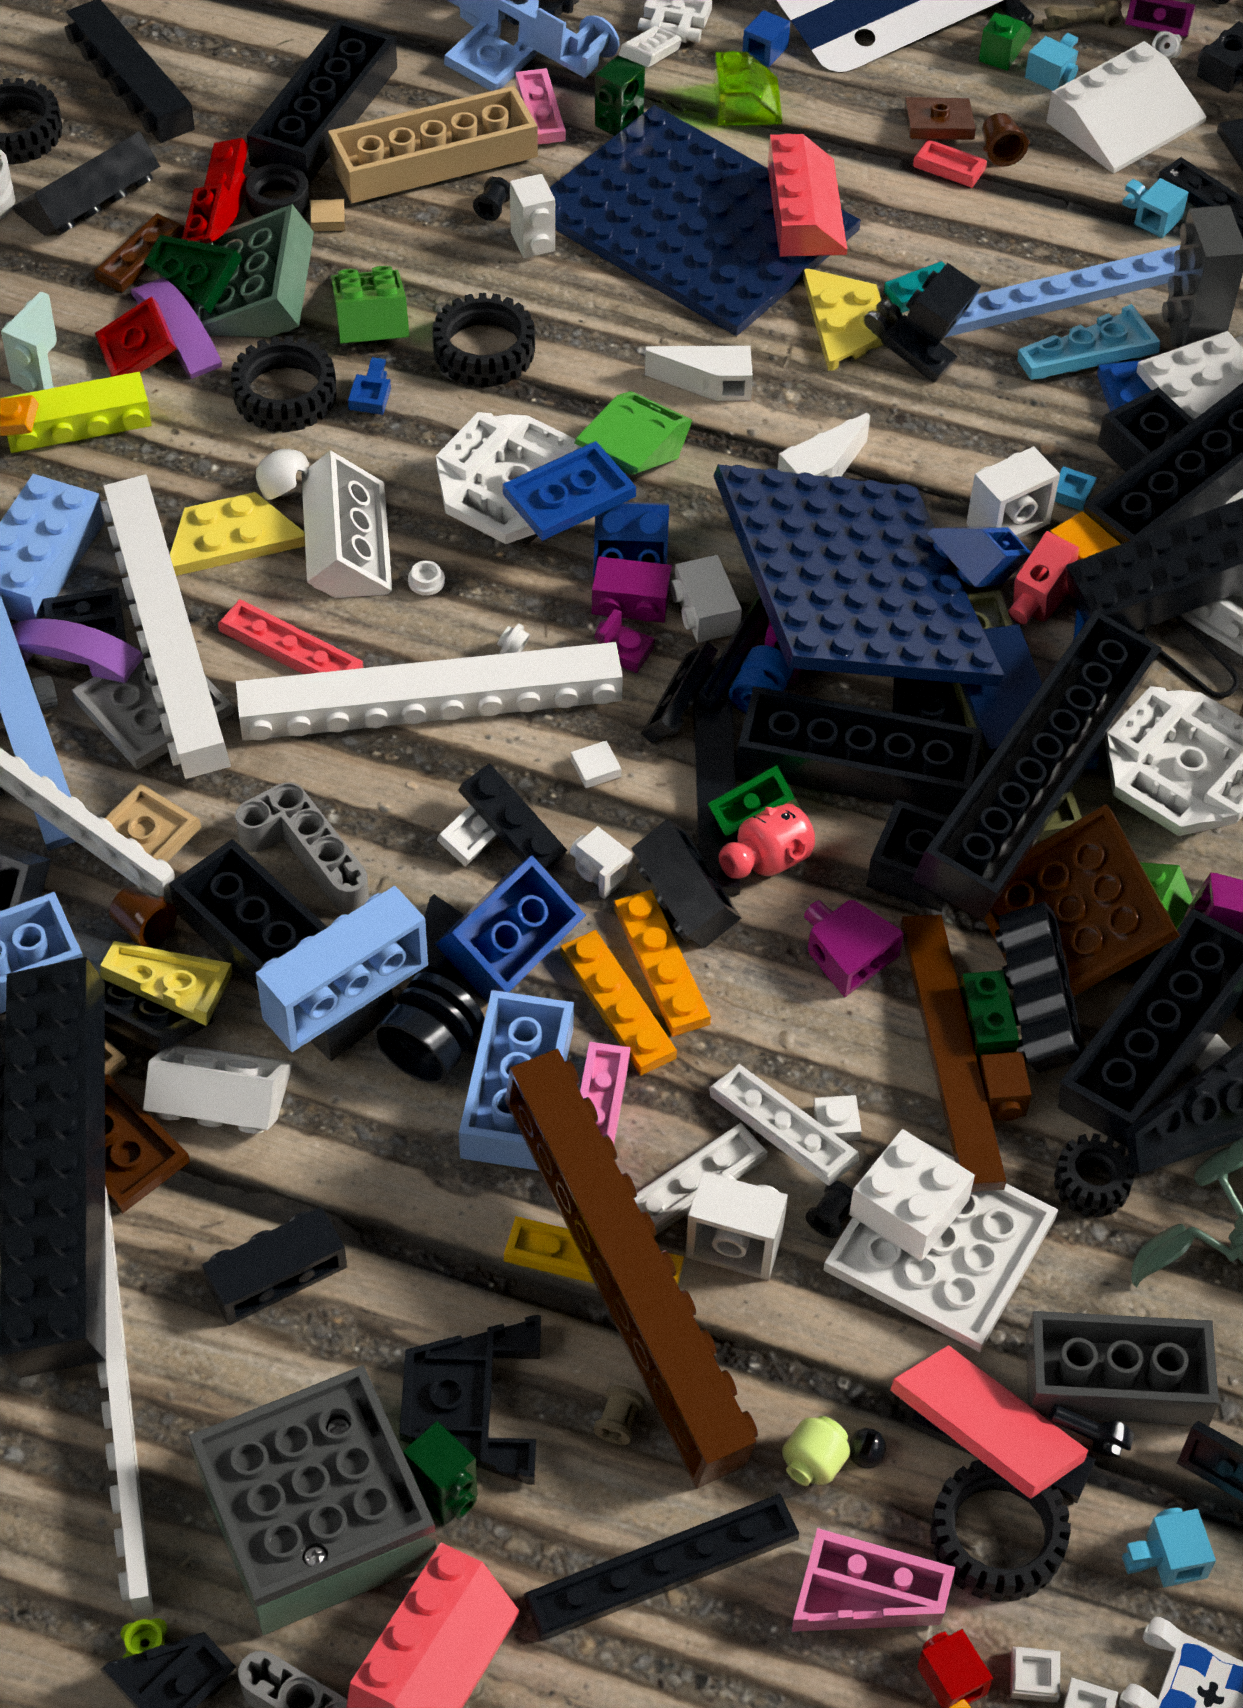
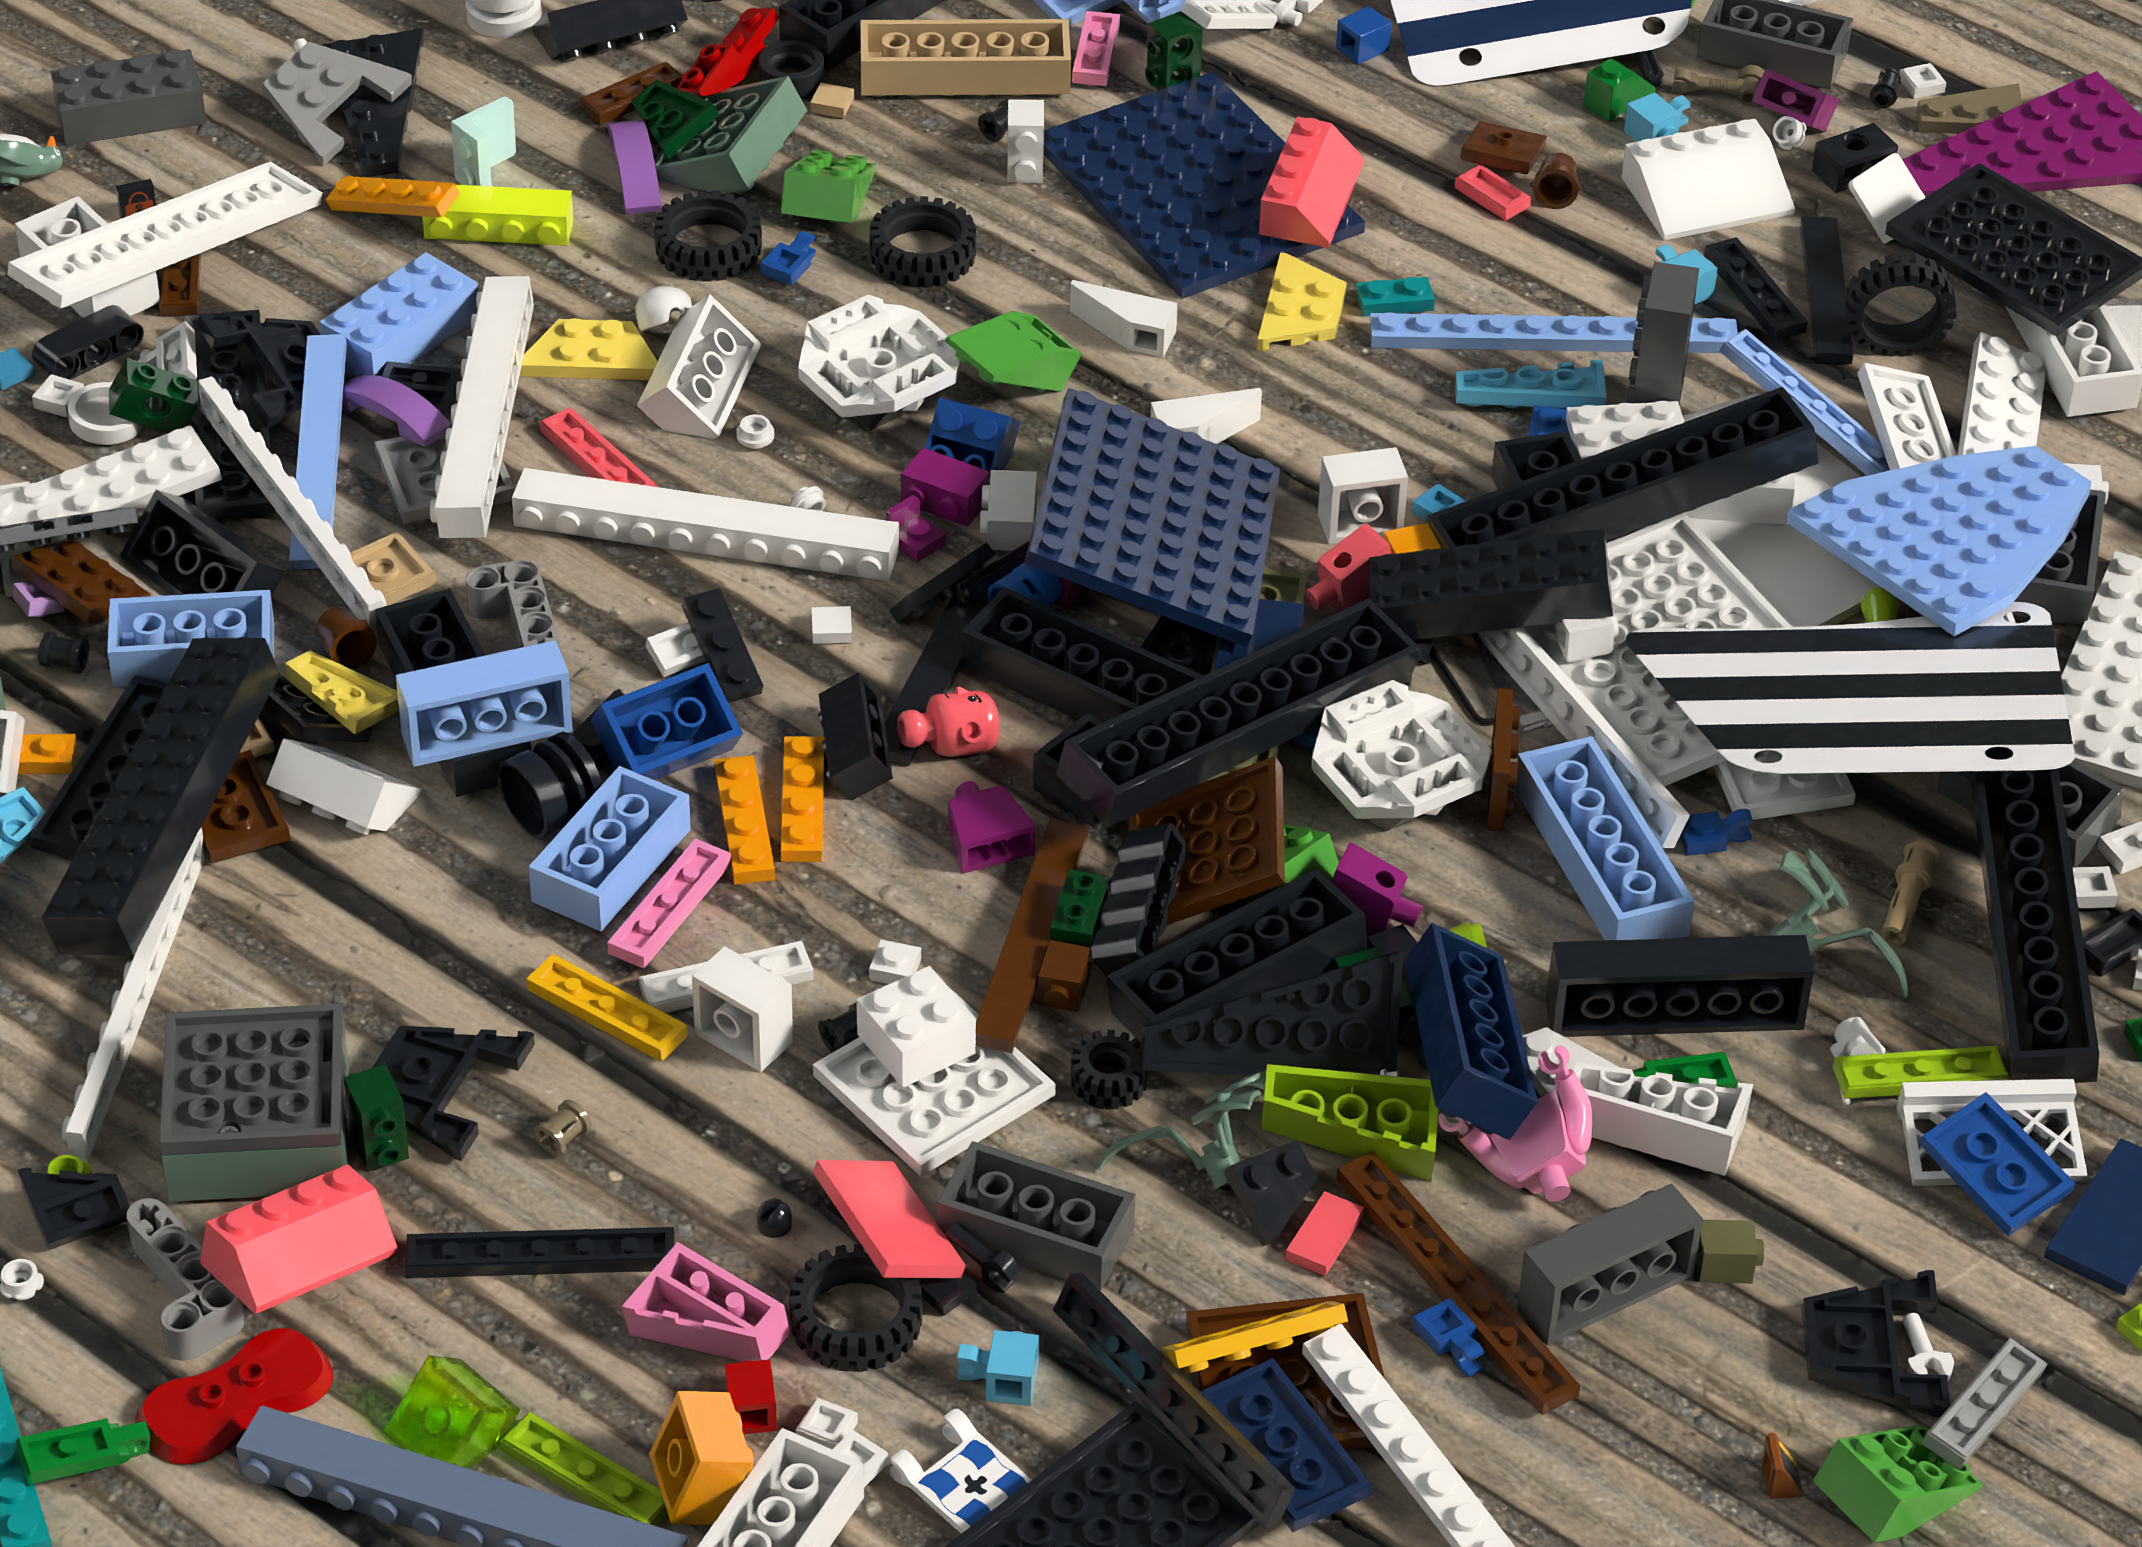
camera: 20 degrees right, 10 degrees down
(45, 692) = (349, 439): dark grey axle -> none
(136, 339) = (586, 163): red tile -> none
(274, 1265) = (320, 934): black brick -> none
(569, 490) = (914, 377): blue plate -> none
(602, 861) = (790, 702): white brick -> none
(630, 1269) = (621, 1004): reddish brown brick -> none
(745, 91) = (1313, 78): clear neon green slope -> none
(750, 799) = (970, 674): green slope -> none
(784, 1124) = (836, 948): white tile -> none
(816, 1451) = (721, 1201): yellowish green head -> none
(907, 343) = (1349, 339): black hinge -> none
(941, 303) = (1389, 308): black brick -> none
(981, 553) = (1296, 531): blue slope -> none

